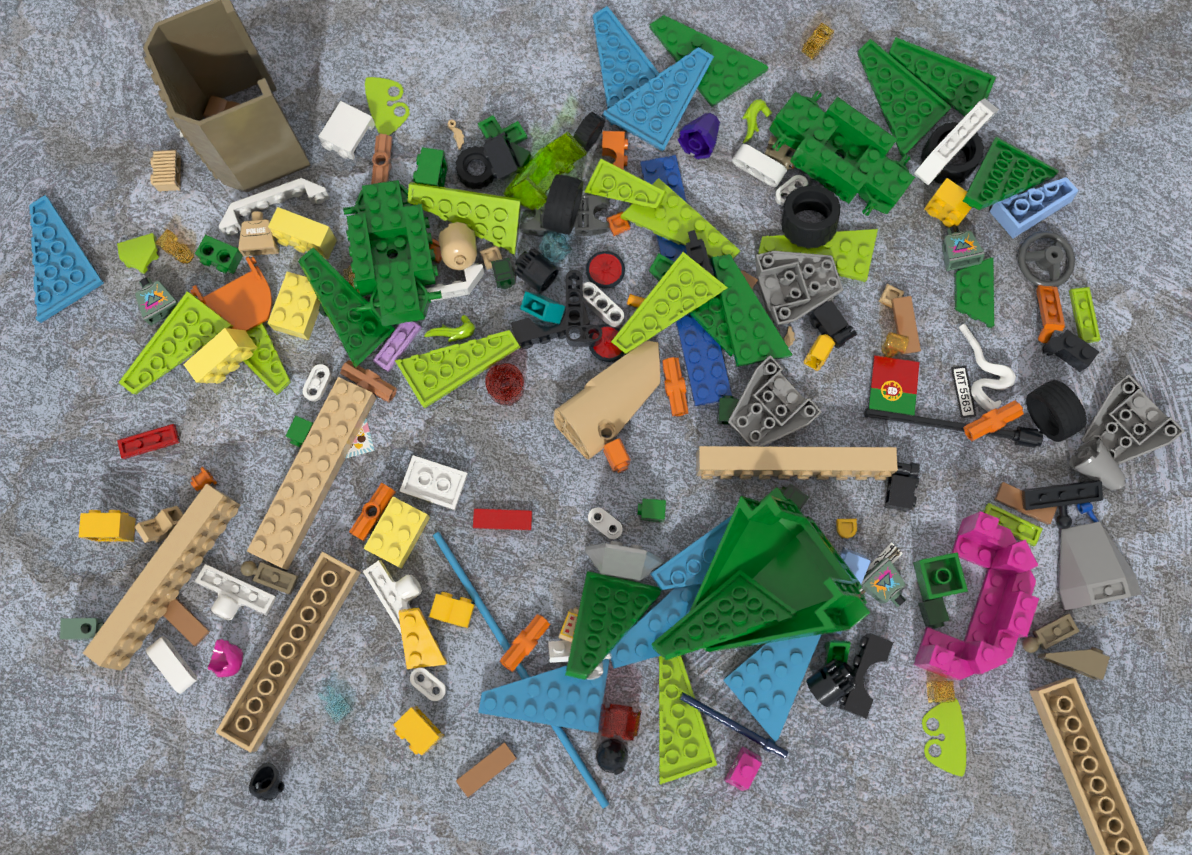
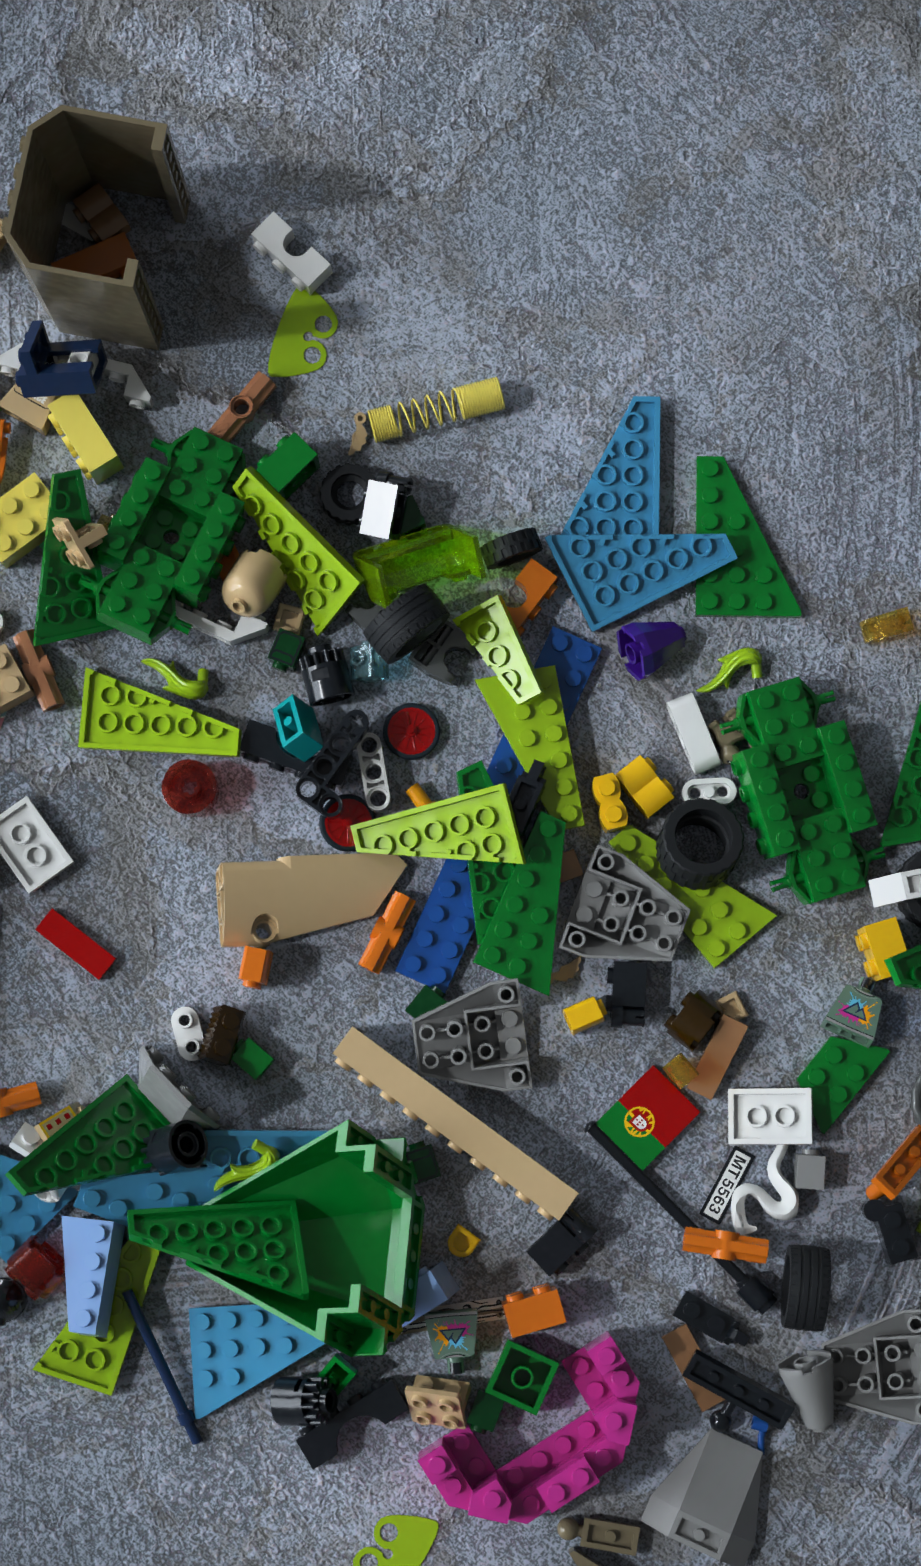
camera: 40 degrees right, 5 degrees up
(258, 202) = (58, 366): none -> dark blue brick
(340, 286) = (76, 541): none -> tan bracket
(345, 130) = (228, 338): white panel -> none
(362, 67) = (306, 270): none -> white arch
(396, 345) = (99, 650): lavender tile -> none
(490, 127) = (403, 463): green plate -> none
(506, 75) = (473, 400): none -> light yellow piece
(617, 224) = (466, 684): orange tile -> none
(626, 508) = (222, 1035): none -> dark brown brick
(650, 589) = (175, 1147): none -> black gear
(650, 696) = (91, 1272): none -> light blue wedge
(706, 558) = (242, 1172): none -> lime piece
(744, 769) = (138, 1421): dark pink torso -> none
(746, 233) = (612, 811): none -> yellow brick
(755, 210) = (644, 786): none -> yellow brick
(879, 315) = (694, 1019): none -> dark brown cylinder
(905, 626) = (438, 1401): none -> tan bracket
(919, 534) = (533, 1310): none -> orange brick
(940, 692) = (421, 1503): clear yellow brick -> none
(960, 335) = (770, 1116): none -> white plate
(1002, 350) = (809, 1170): none -> light grey brick
(1013, 471) = (709, 1320): none -> black hinge
(1019, 527) = (657, 1379): lime tile -> none

